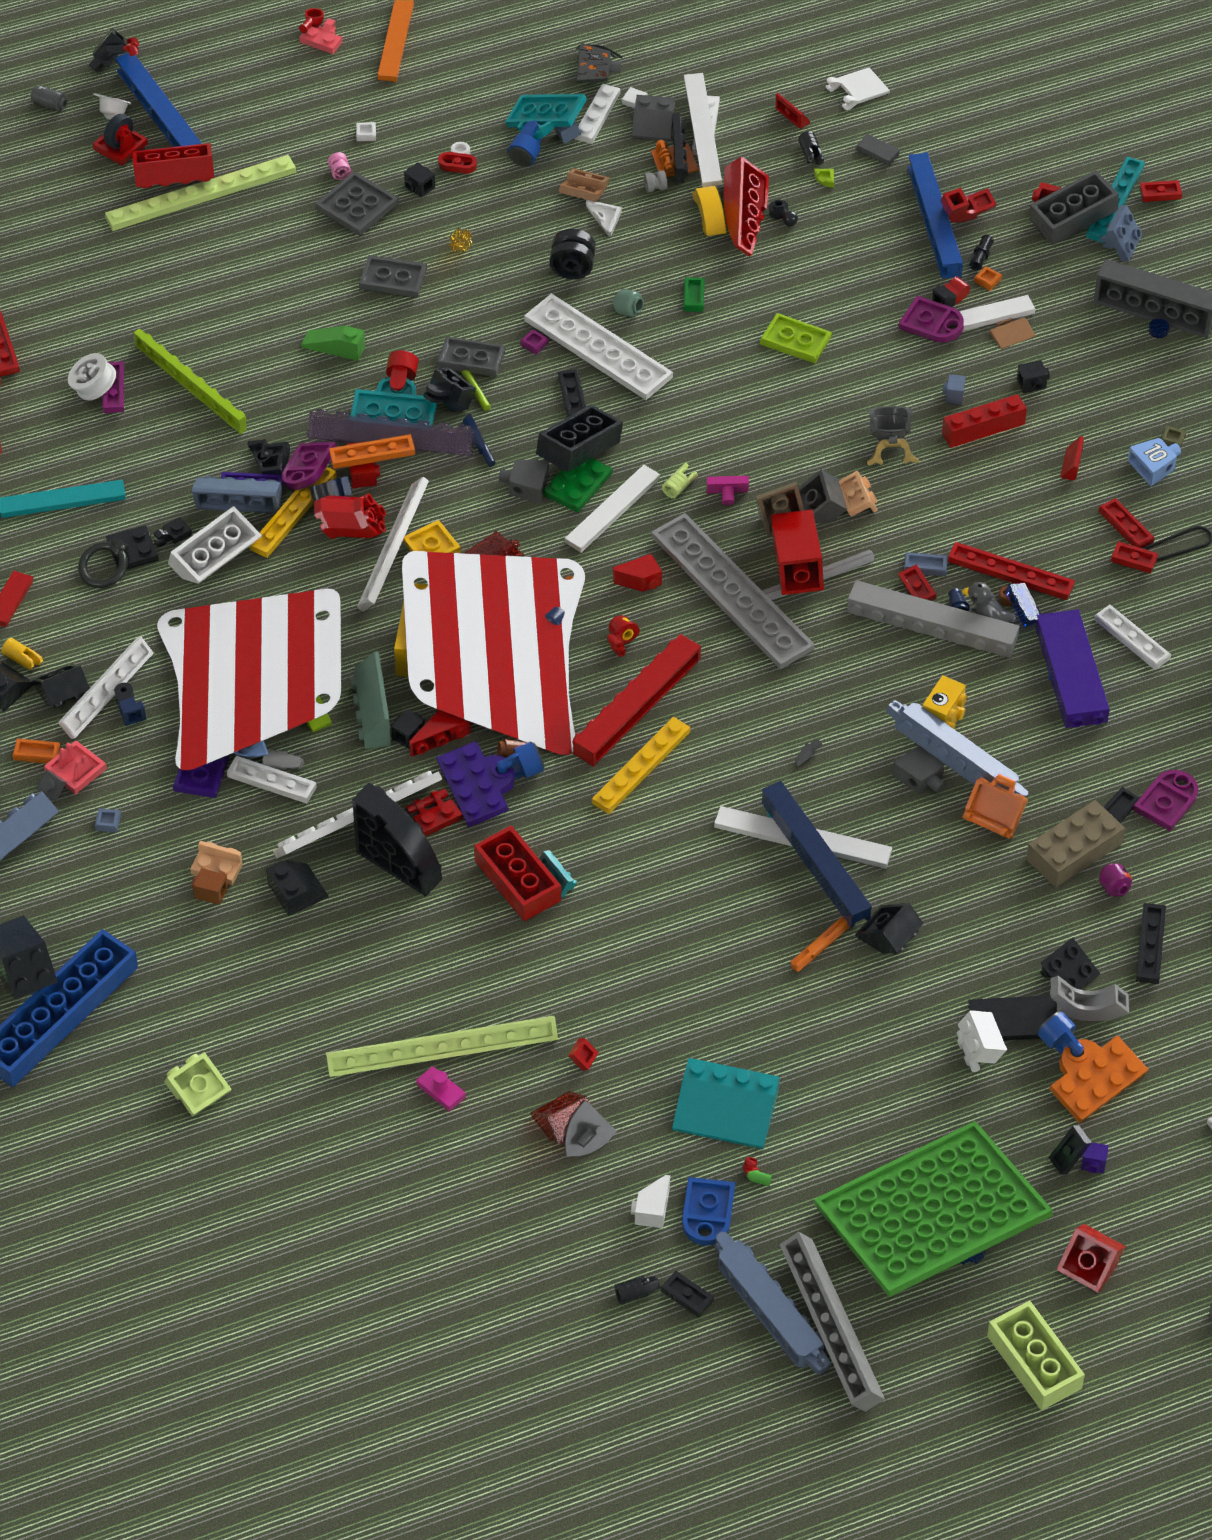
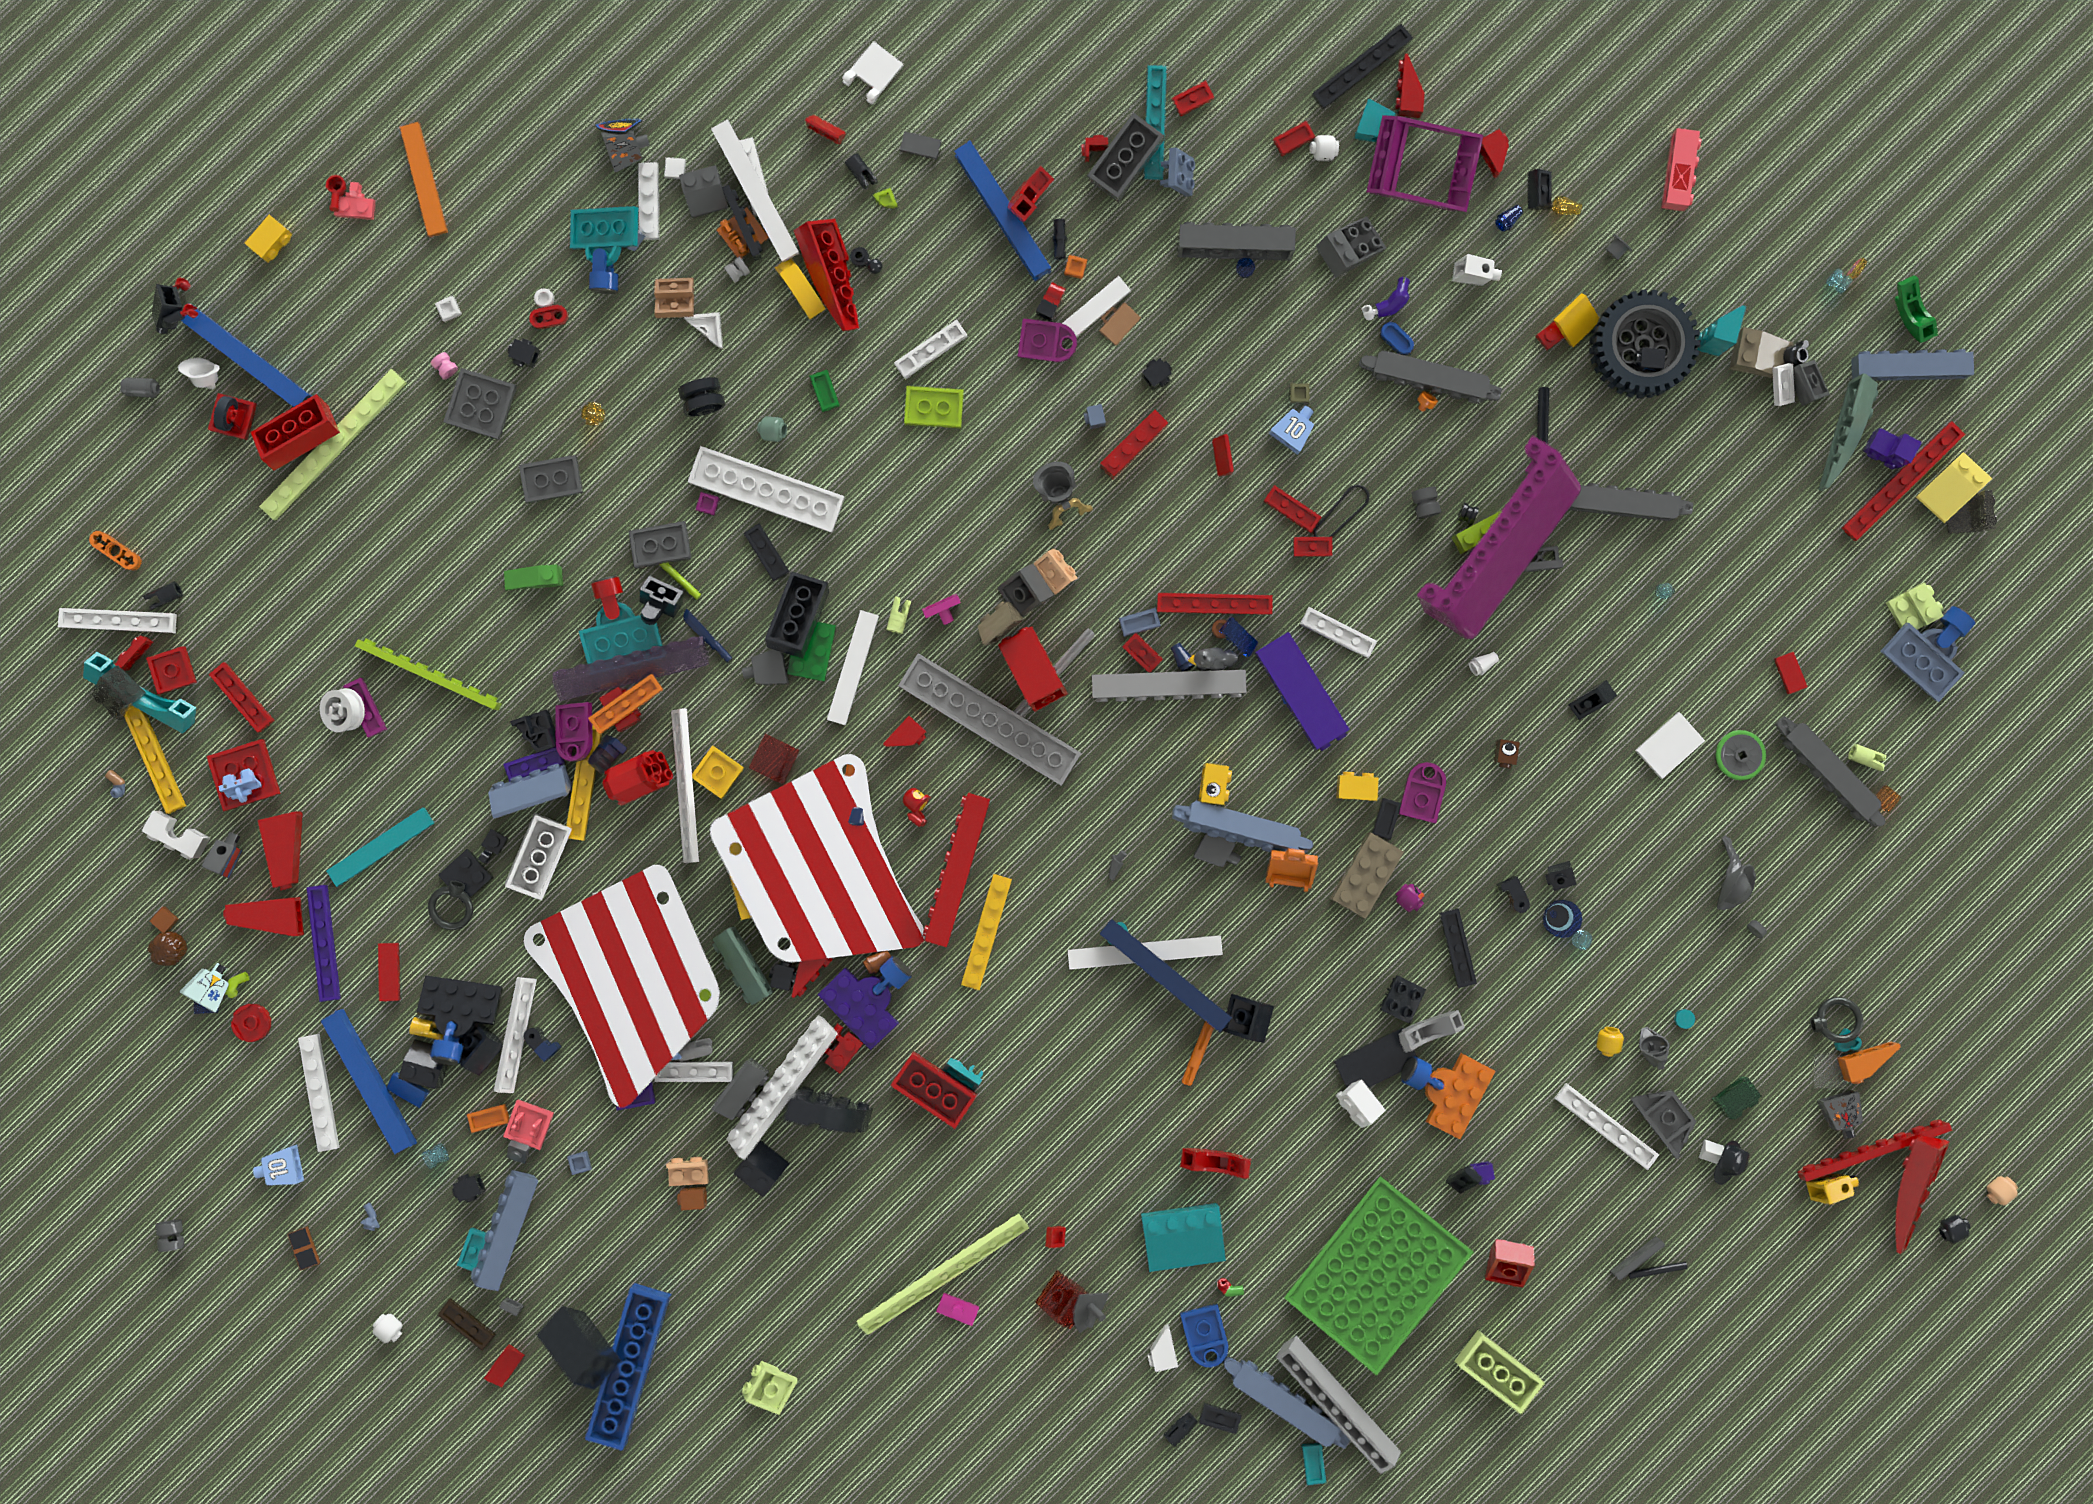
camera: 20 degrees left, 35 degrees up
(58, 645) = (456, 1010): none -> black plate
(230, 34) = (268, 238): none -> yellow brick
(312, 802) = (741, 1089): none -> dark grey slope
(776, 1382) = (1313, 1463): none -> teal tile
(790, 1043) = (1215, 1161): none -> red arch
(814, 293) = (930, 349): none -> white plate
(1097, 767) = (1357, 787): none -> yellow brick

